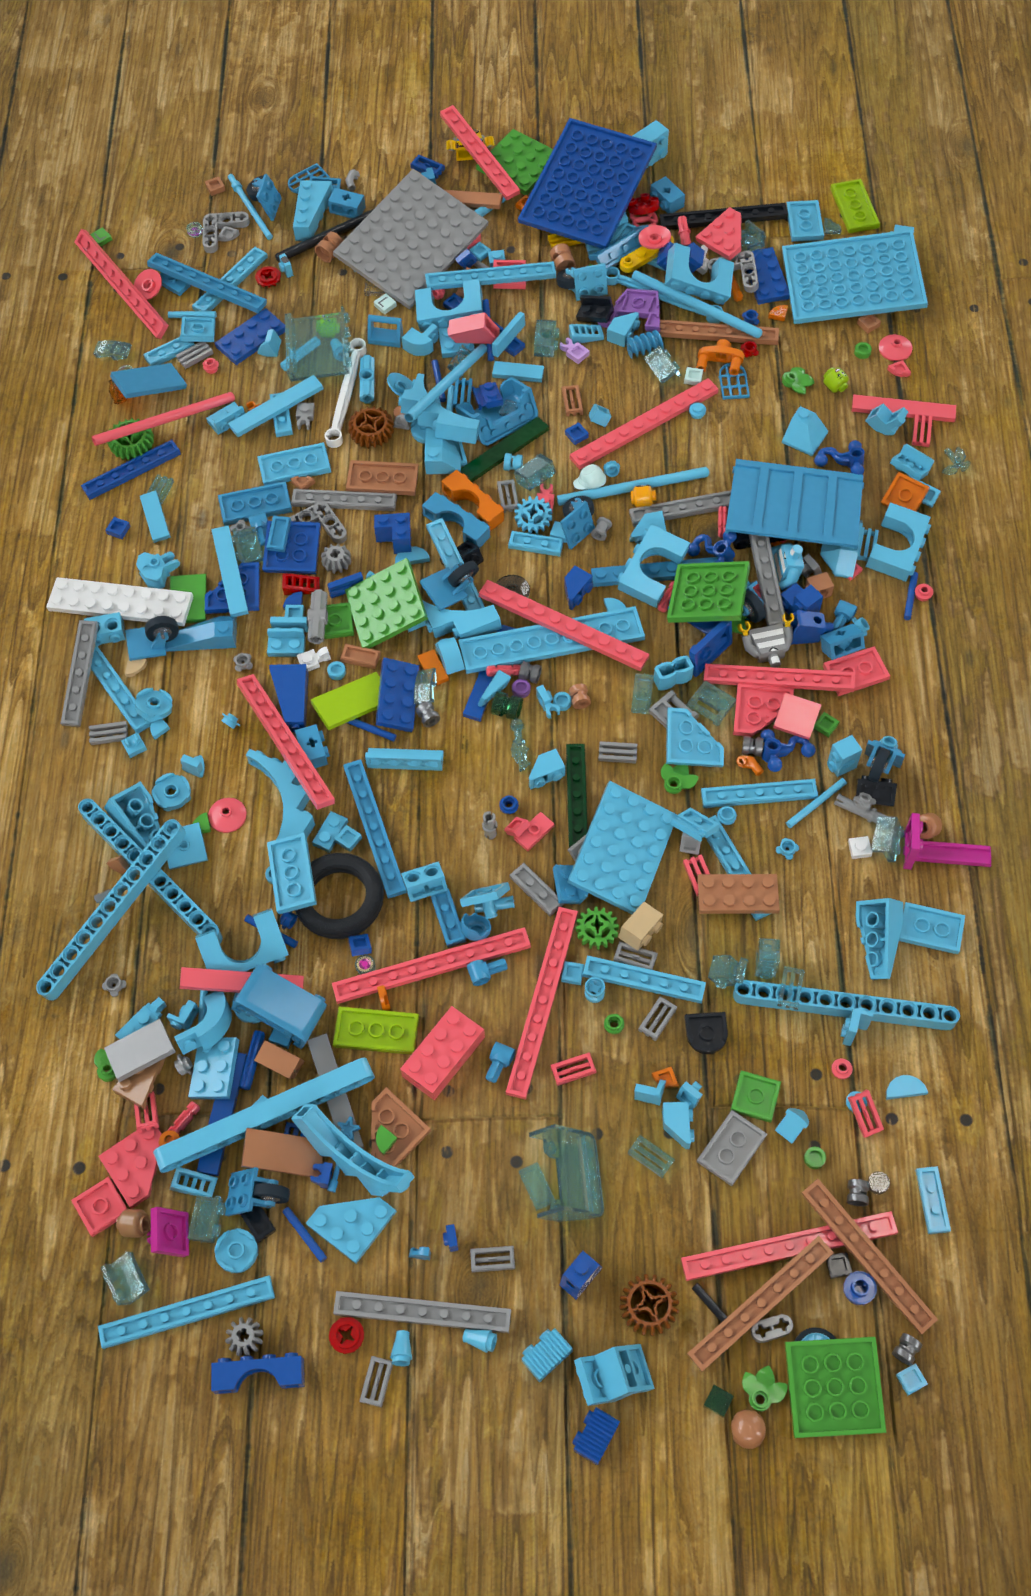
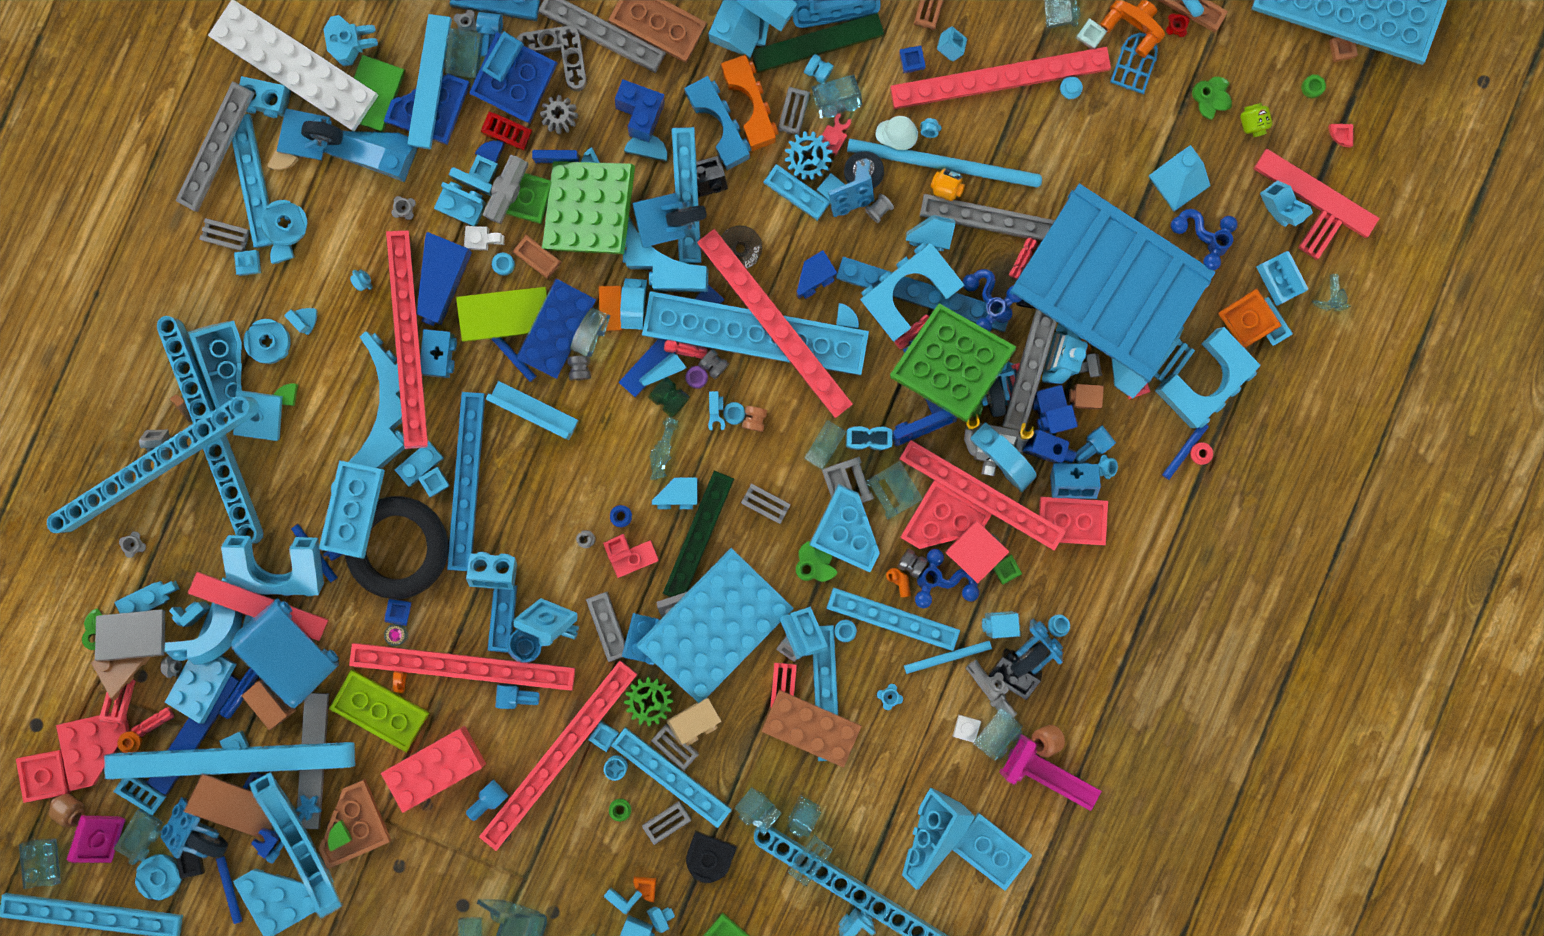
camera: 15 degrees right, 25 degrees up
(227, 822) = (329, 393): coral dish -> none
(559, 1081) = (576, 848): coral tile -> none
(786, 640) = (1005, 455): none -> medium azure arch
(895, 347) = (1348, 105): coral dish -> none

